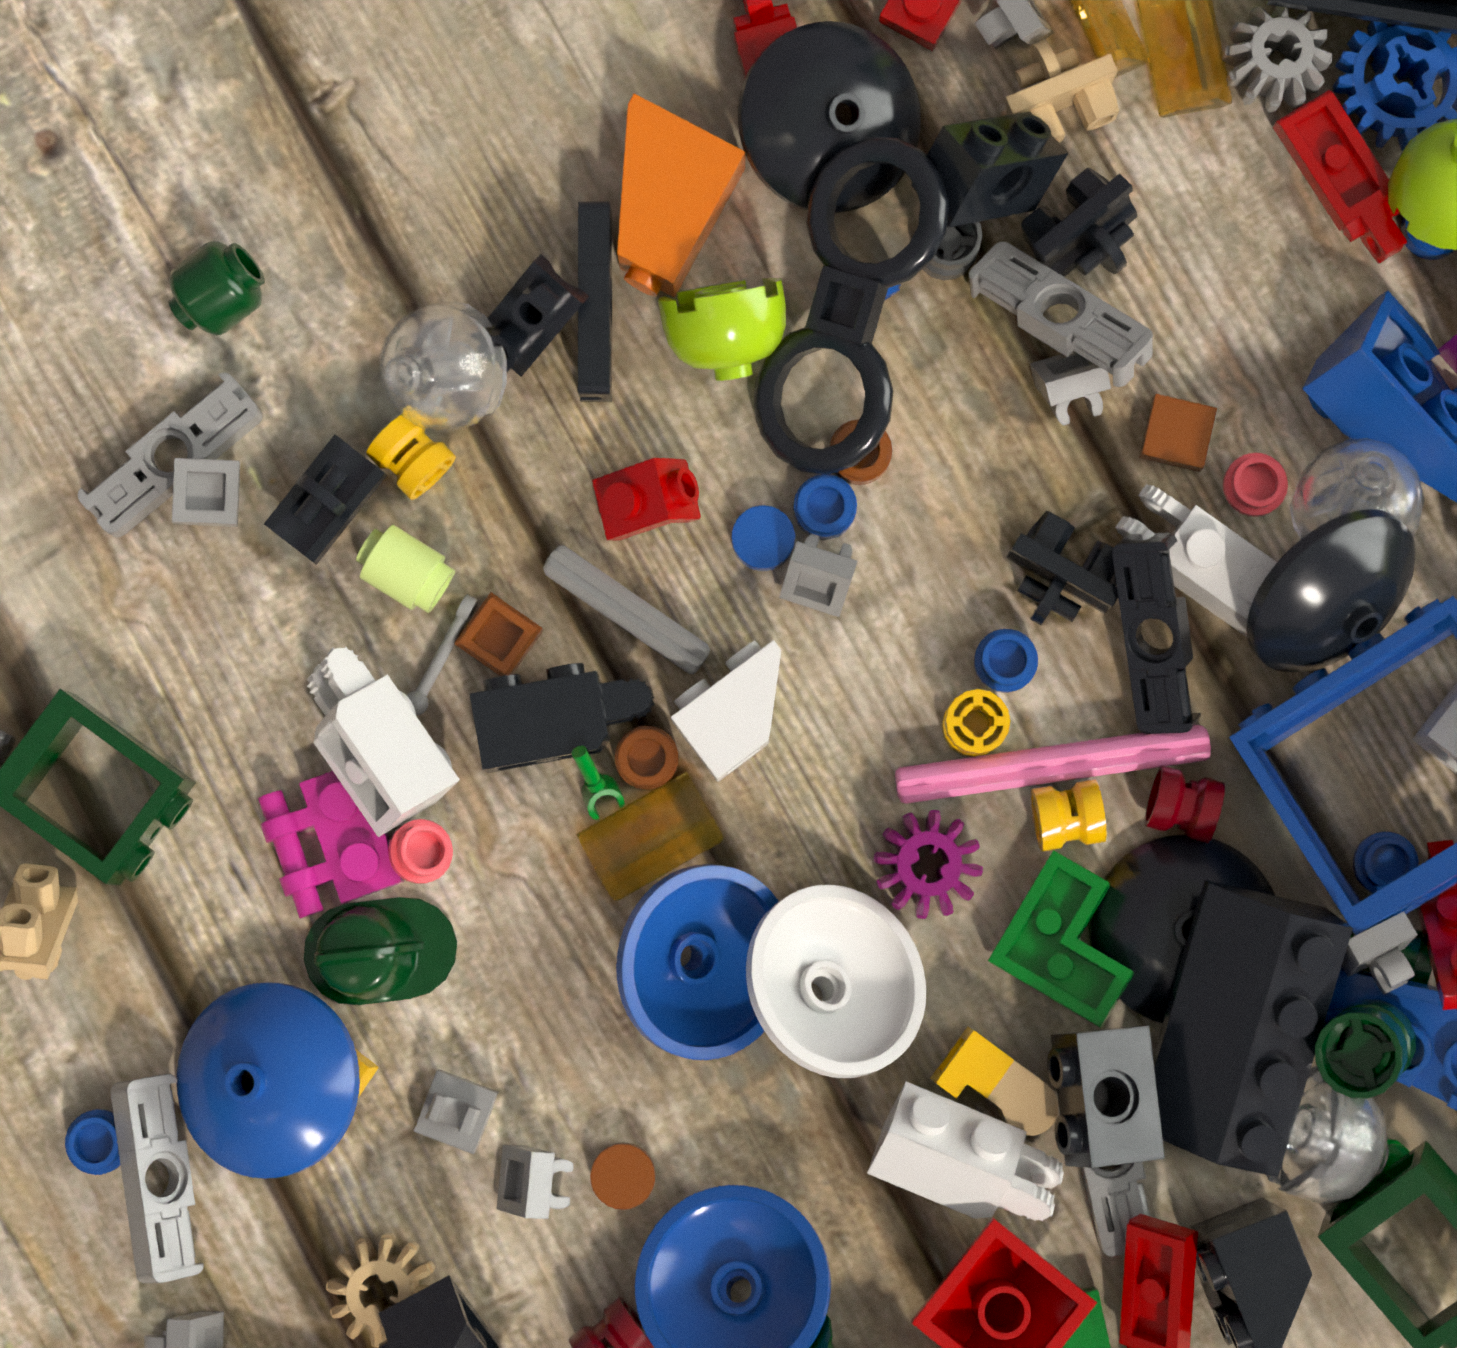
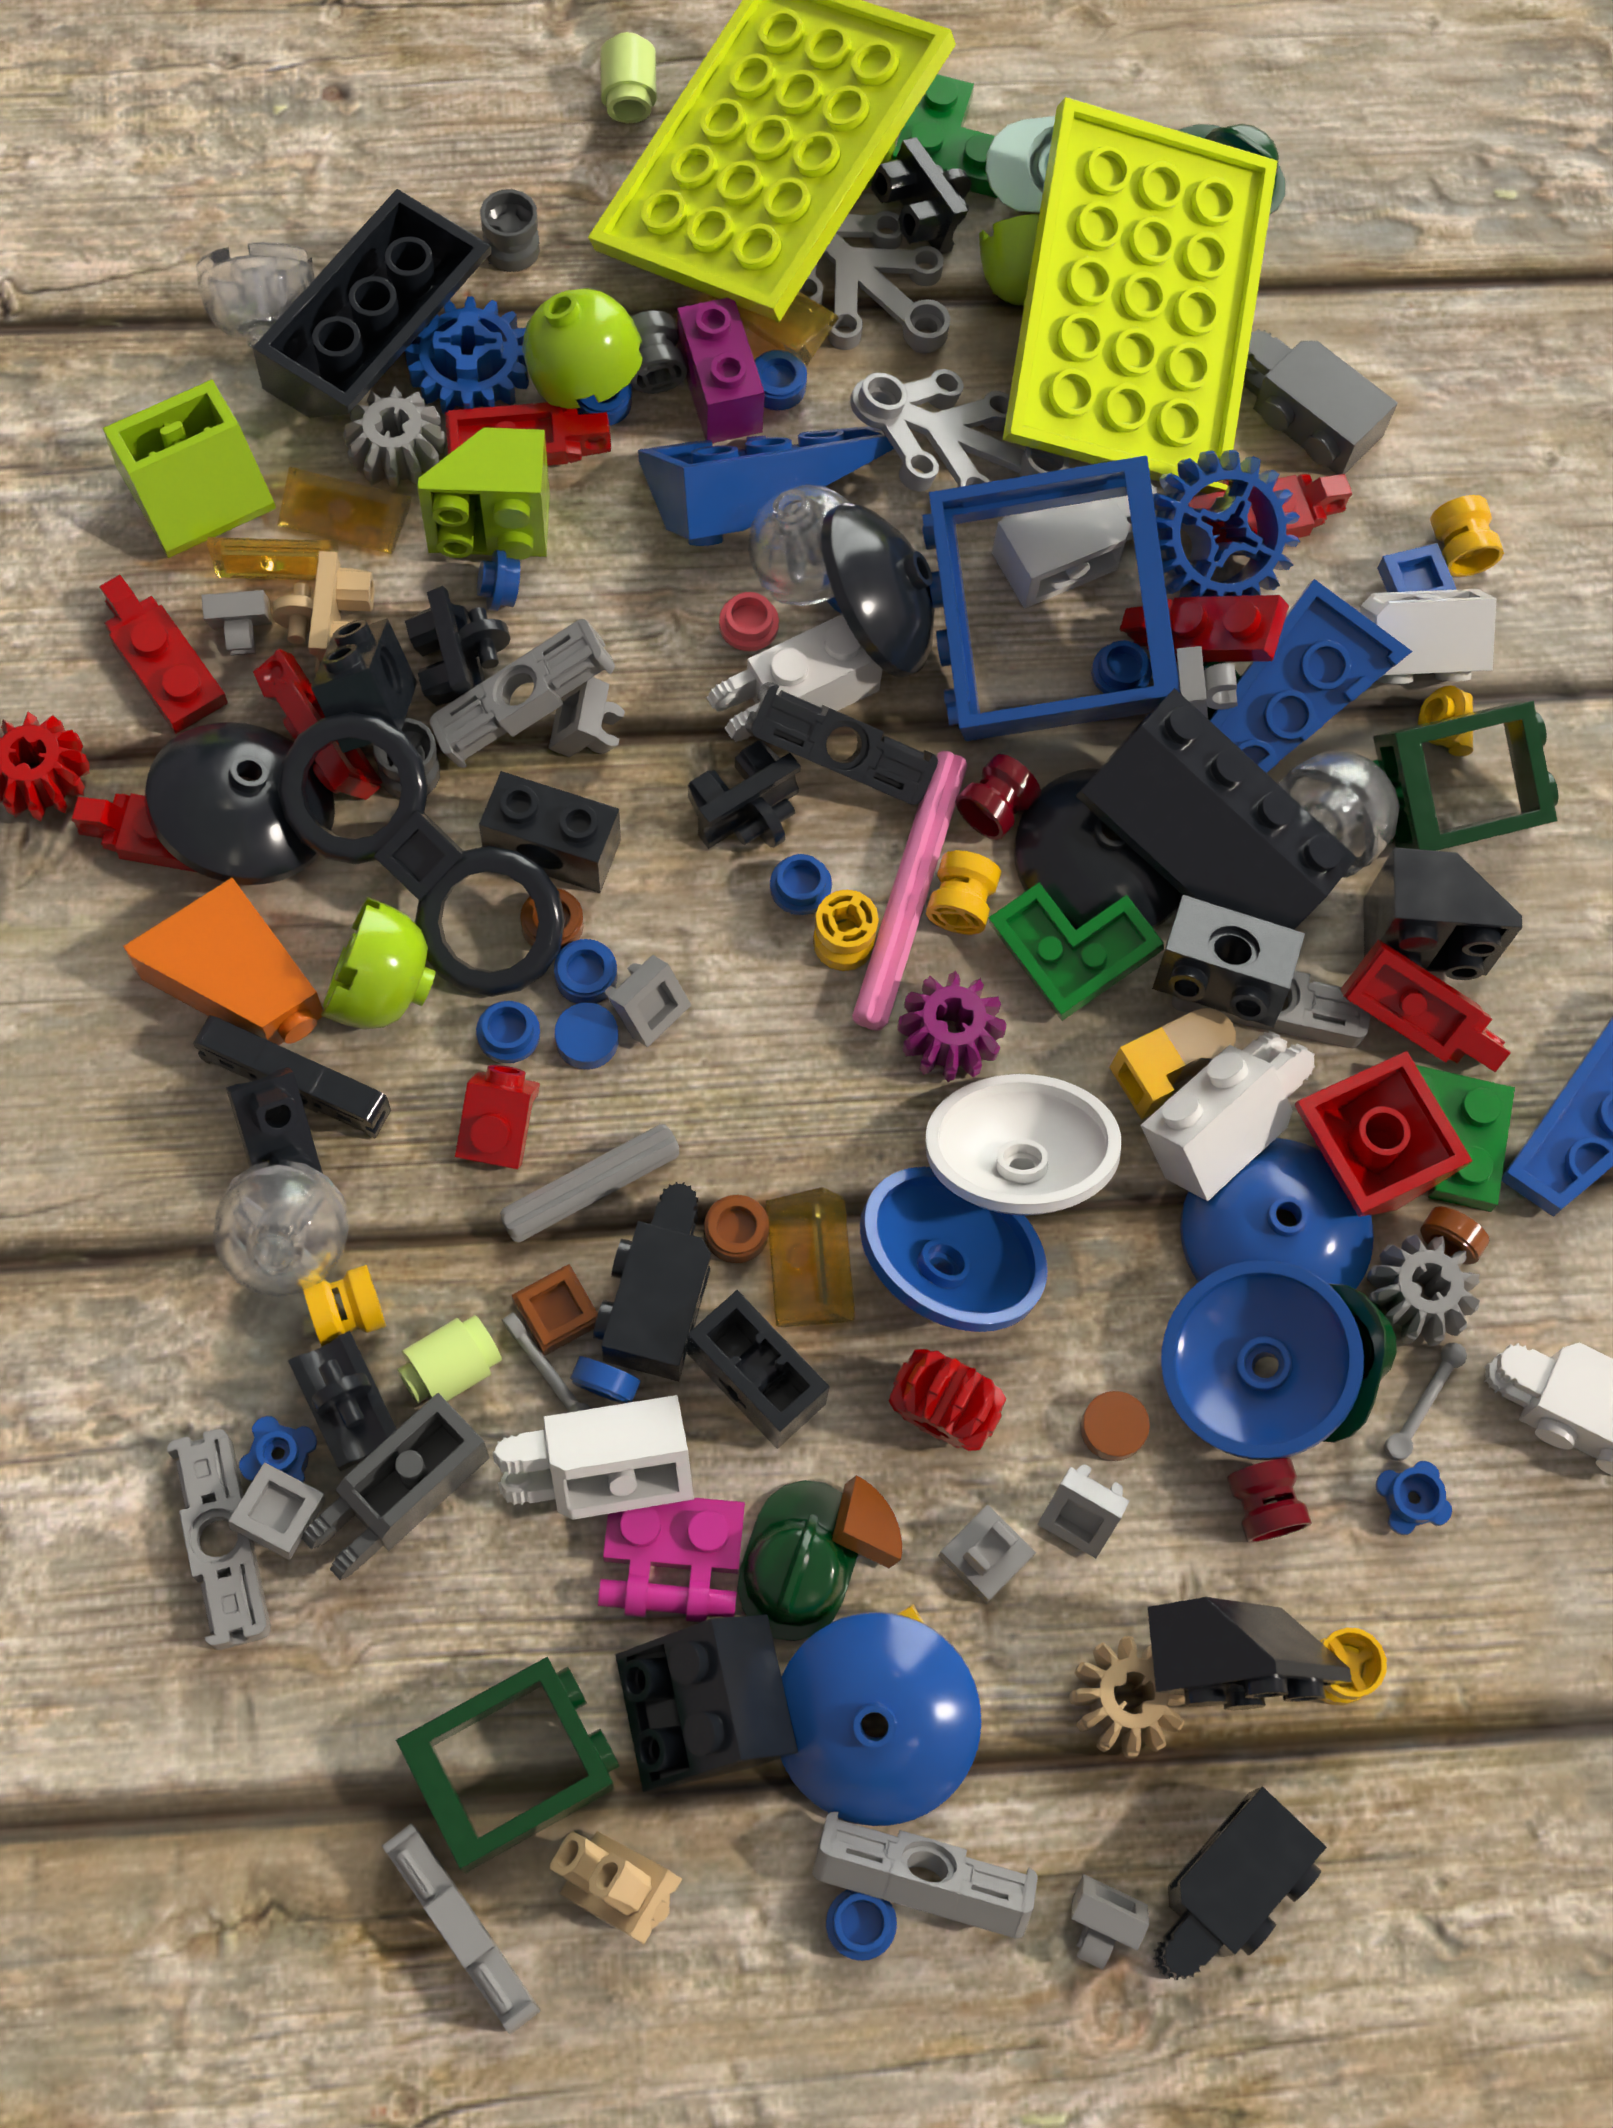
camera: 75 degrees left, 15 degrees down
(214, 930) = (705, 1702): none -> black slope
(215, 288) = (82, 1415): dark green head -> none
(278, 475) = (271, 1435): none -> blue plate
(278, 584) = (400, 1483): none -> dark grey hinge
(420, 851) = (724, 1470): coral plate -> none
(432, 996) = (868, 1524): none -> dark orange tile
(450, 710) = (604, 1380): none -> blue tile
(514, 838) = (757, 1369): none -> black brick
(565, 1017) = (947, 1399): none -> red gear
(594, 783) = (741, 1277): green hand -> none
(732, 467) = (508, 1032): none -> blue plate
(734, 715) = (738, 1127): white slope -> none
(851, 1214) = (1243, 1223): none -> blue dish
(938, 408) = (553, 828): none -> black brick
(964, 100) = (286, 683): none -> red hinge
(1175, 231) = (499, 580): none -> blue plate
(1178, 432) = (672, 661): dark orange tile -> none
(1251, 180) = (489, 496): none -> lime slope
(1365, 1048) = (1281, 731): dark green wheel -> none

